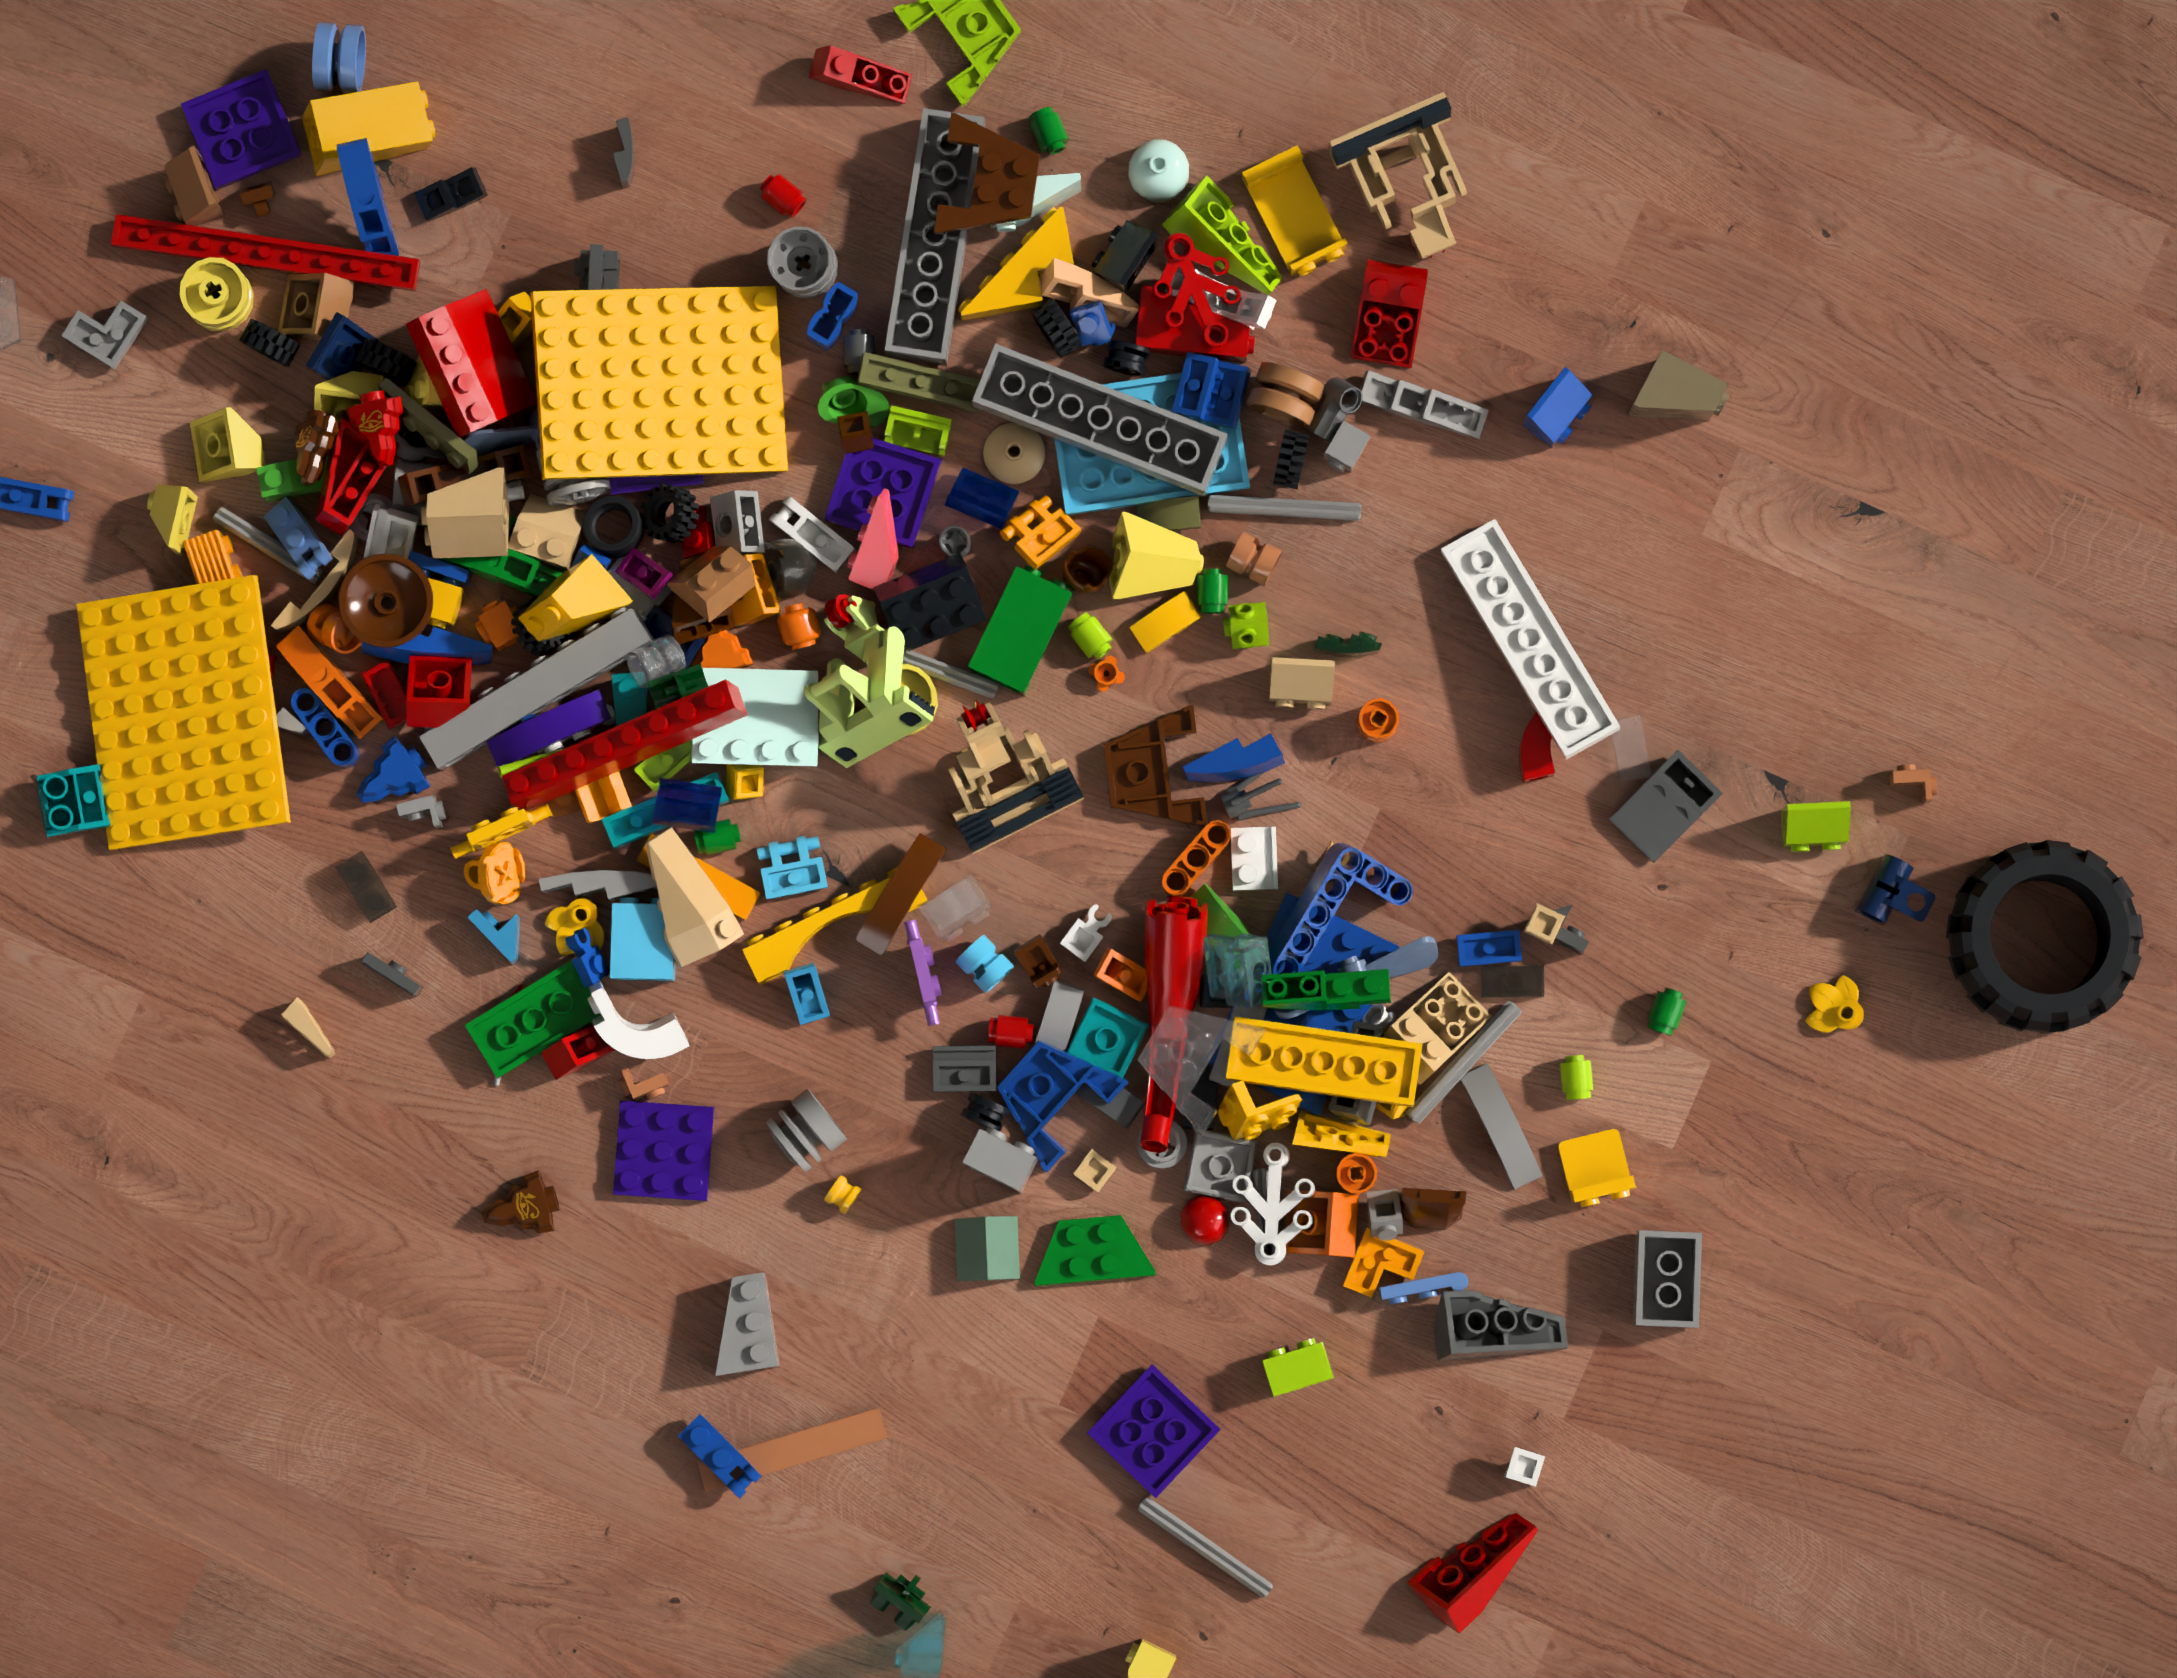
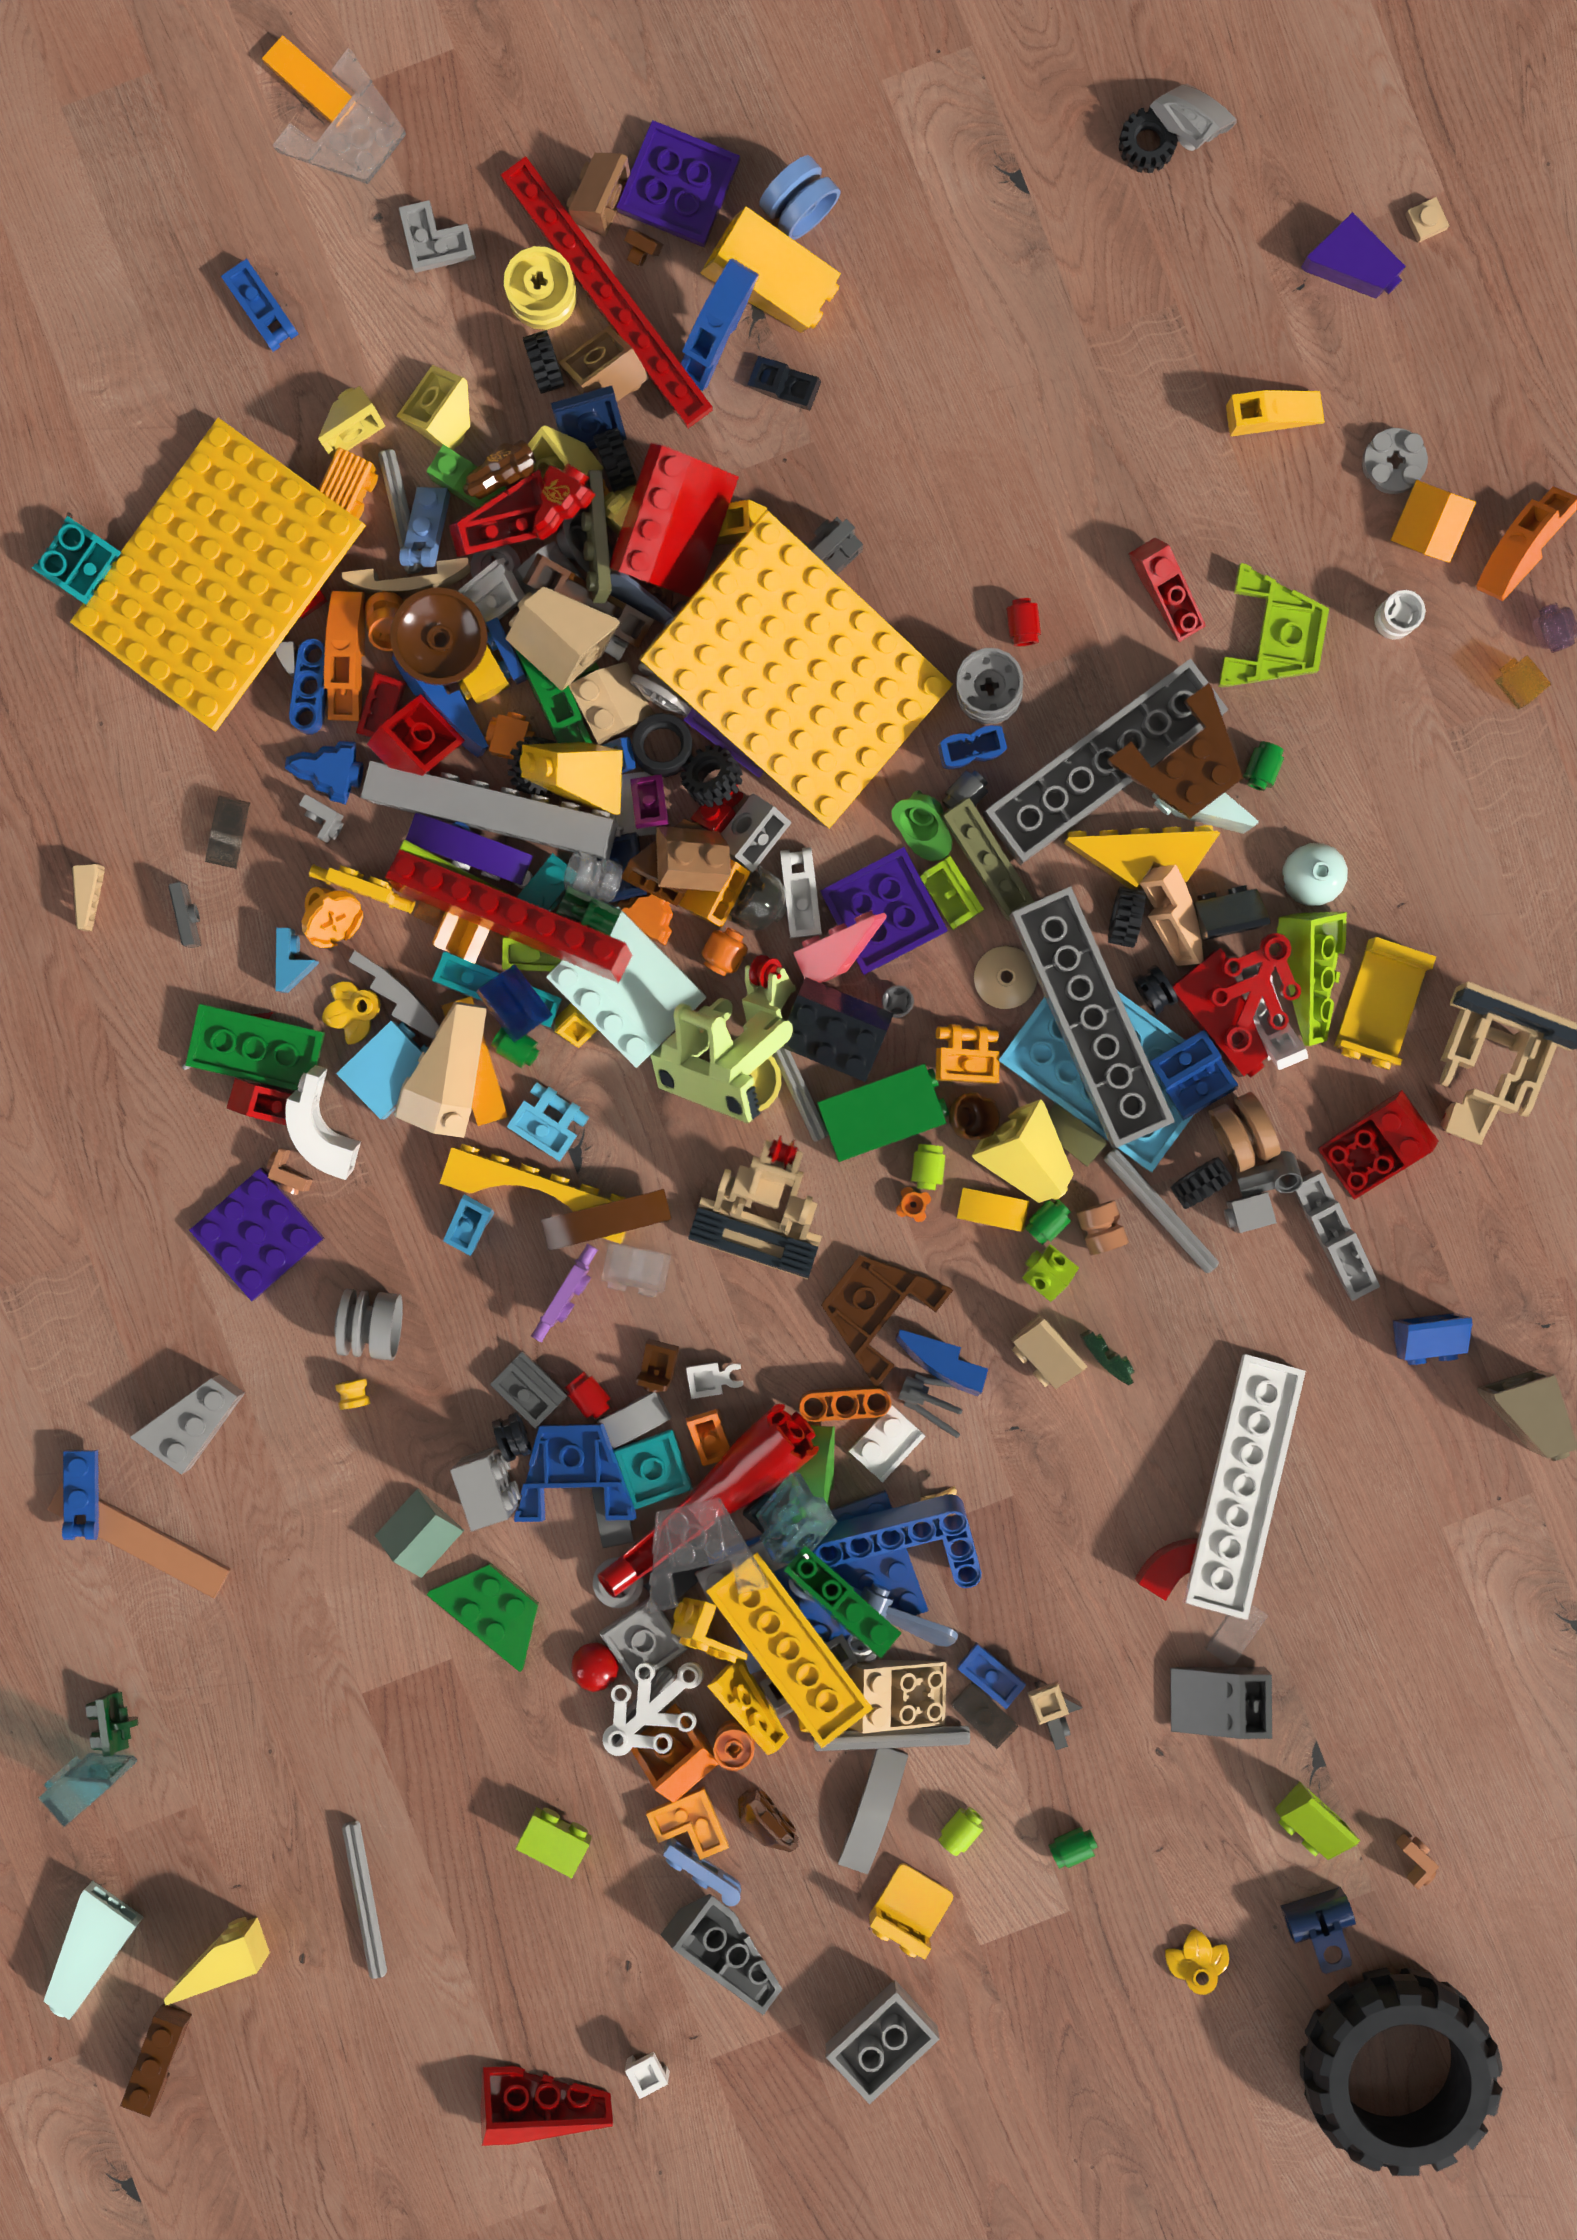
camera: 40 degrees right, 5 degrees up
(526, 1206) = (118, 1177): reddish brown rock -> none
(588, 960) = (334, 1045): blue plate -> none
(626, 158) = (936, 482): dark grey slope -> none
(855, 432) = (904, 849): reddish brown slope -> none
(982, 498) = (949, 988): clear blue plate -> none
(984, 964) = (617, 1329): medium azure wheel -> none
(1092, 324) = (1156, 940): blue bracket -> none
(1095, 1170) = (550, 1555): tan plate -> none
(1153, 1431) = (408, 1782): dark purple plate -> none
(1378, 720) = (1075, 1434): orange wheel -> none
(1385, 1219) = (732, 1788): light grey brick -> none

